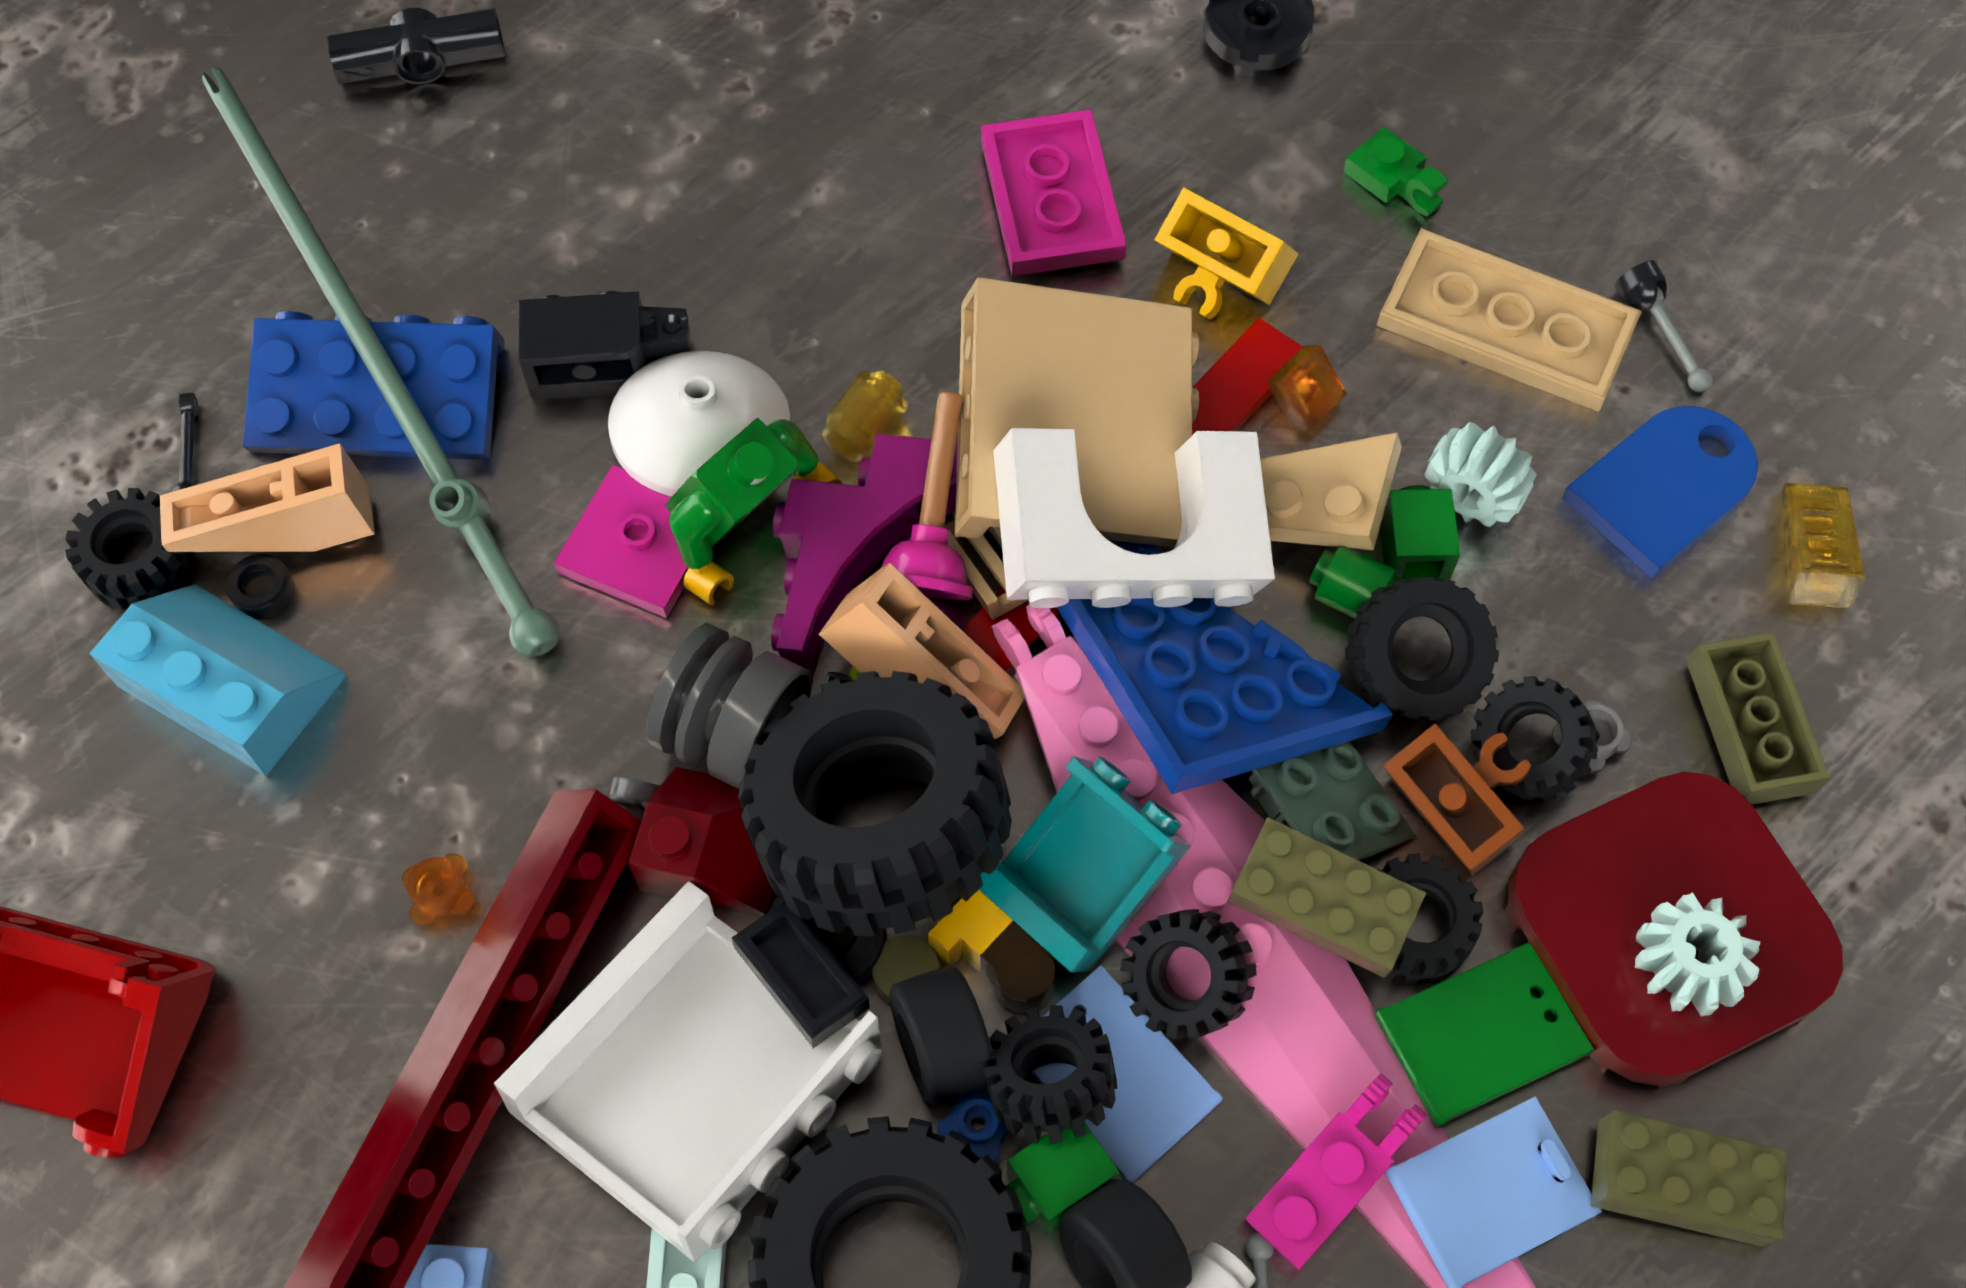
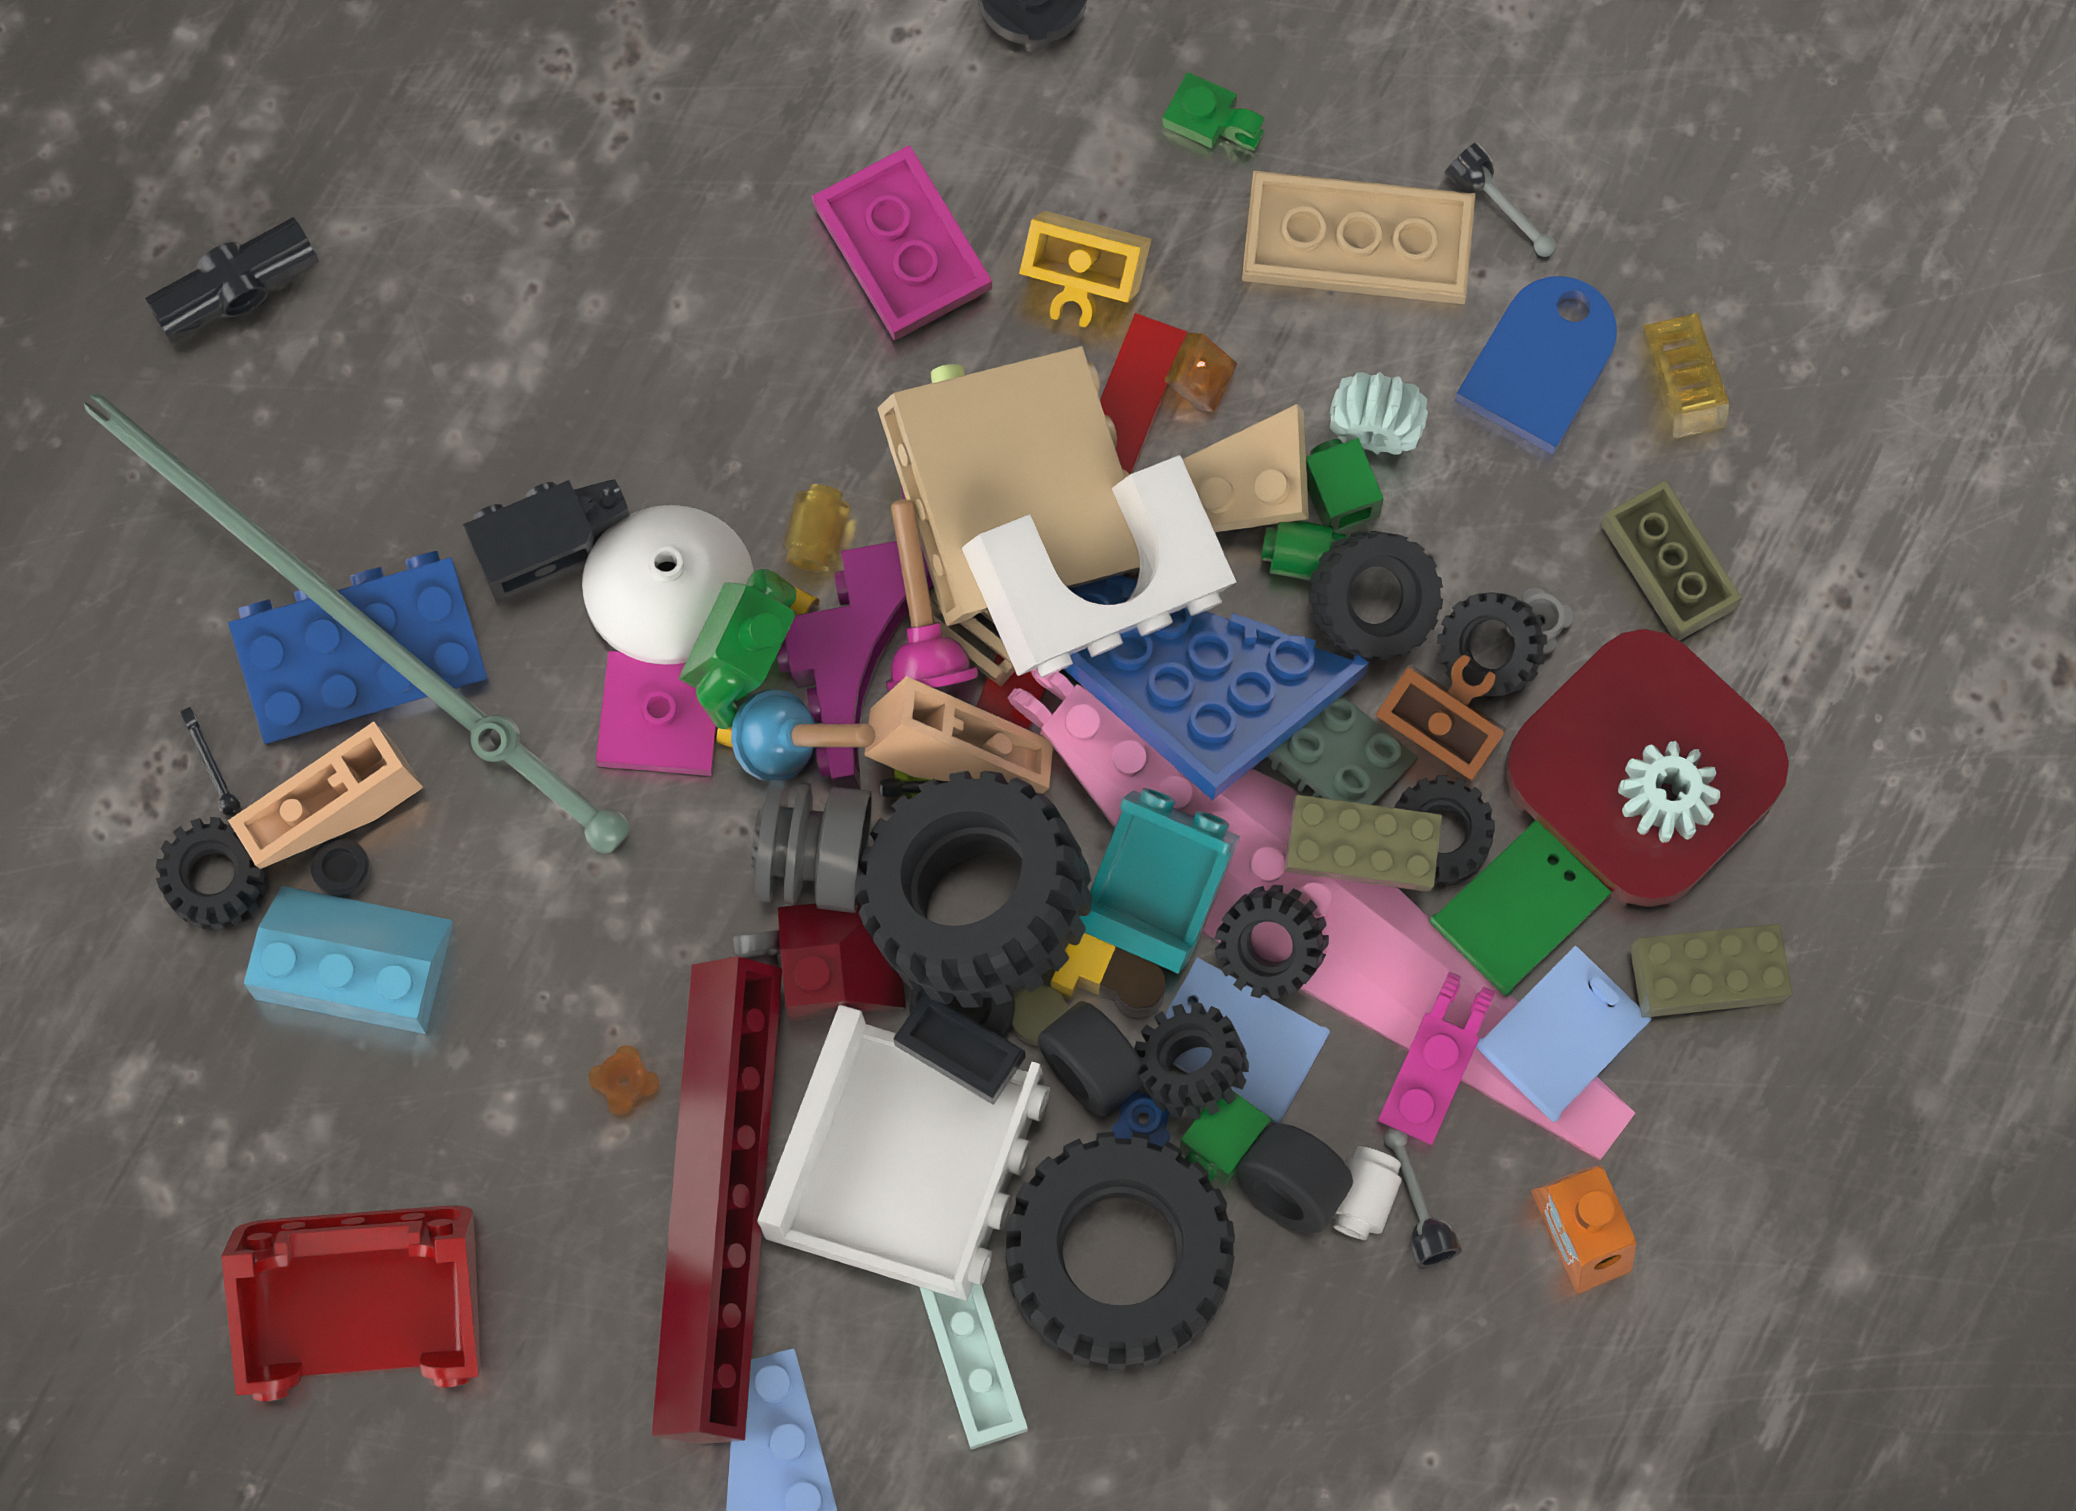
camera: 20 degrees left, 10 degrees up
(744, 589) = (778, 735): none -> dark azure piece

